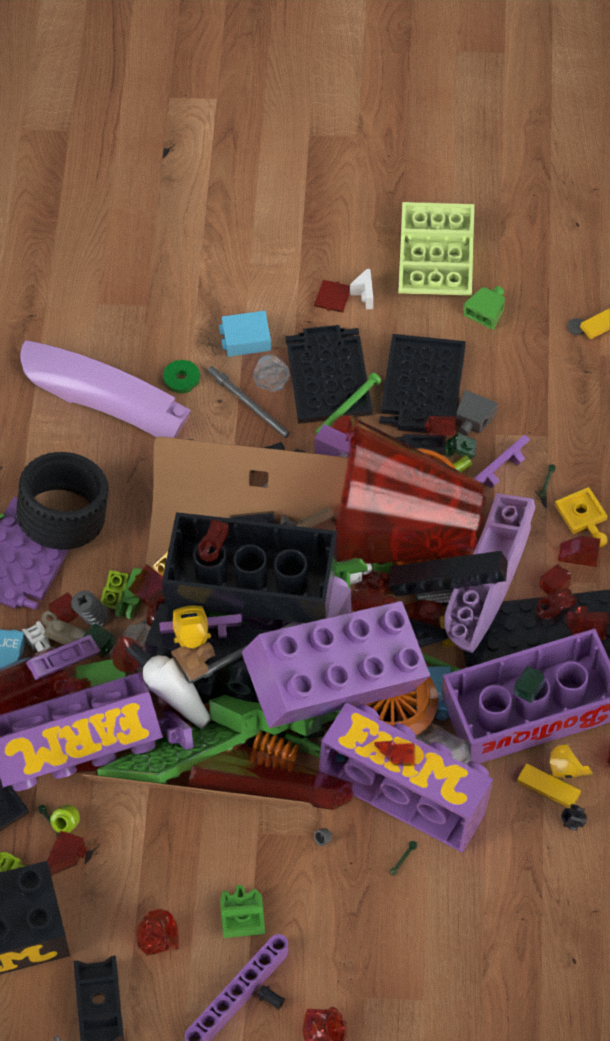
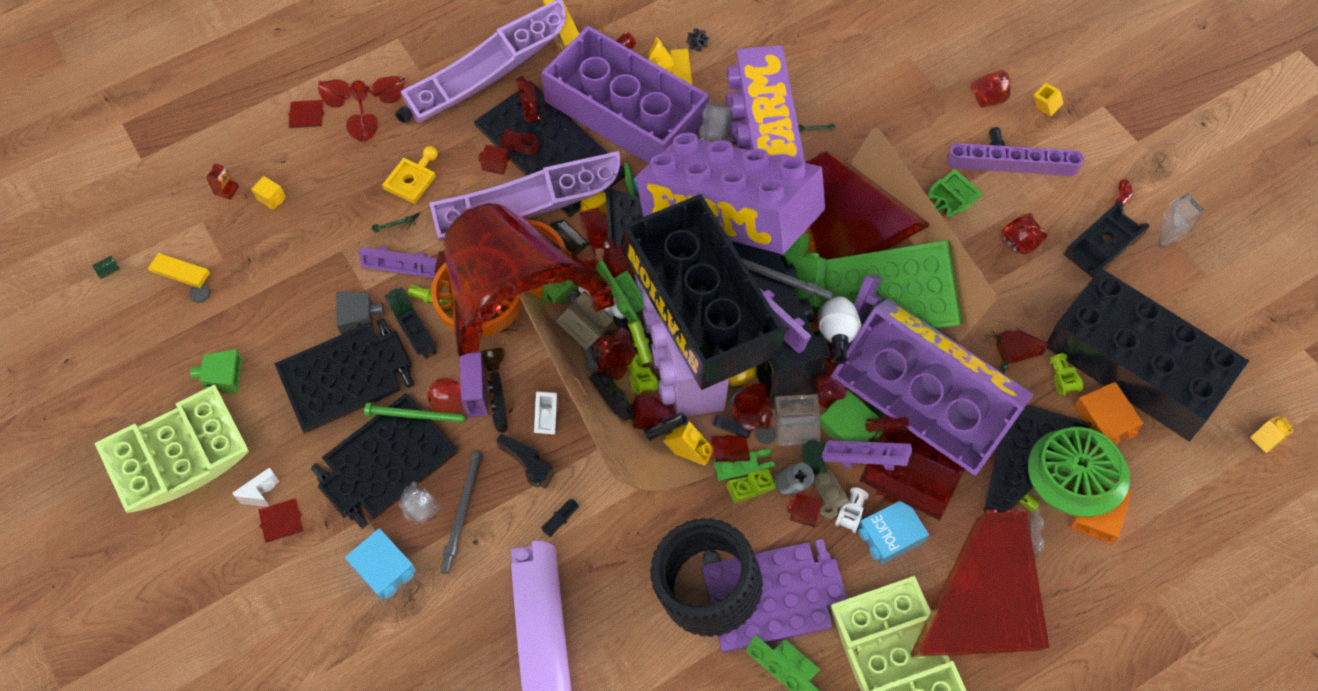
camera: 125 degrees left, 5 degrees up
(65, 818) = (997, 359): lime head -> none
(177, 368) = (473, 607): green tile -> none
(190, 626) = (793, 308): yellow helmet -> none
(193, 660) = (813, 299): medium nougat hinge -> none
(214, 537) = (707, 310): clear red piece -> none
(398, 753) = (771, 109): clear red slope -> none
(441, 425) = (390, 319): clear red brick -> none
(448, 573) = (556, 204): black brick -> none
(529, 684) = (629, 78): clear green brick -> none
(580, 551) = (452, 158): clear red slope -> none

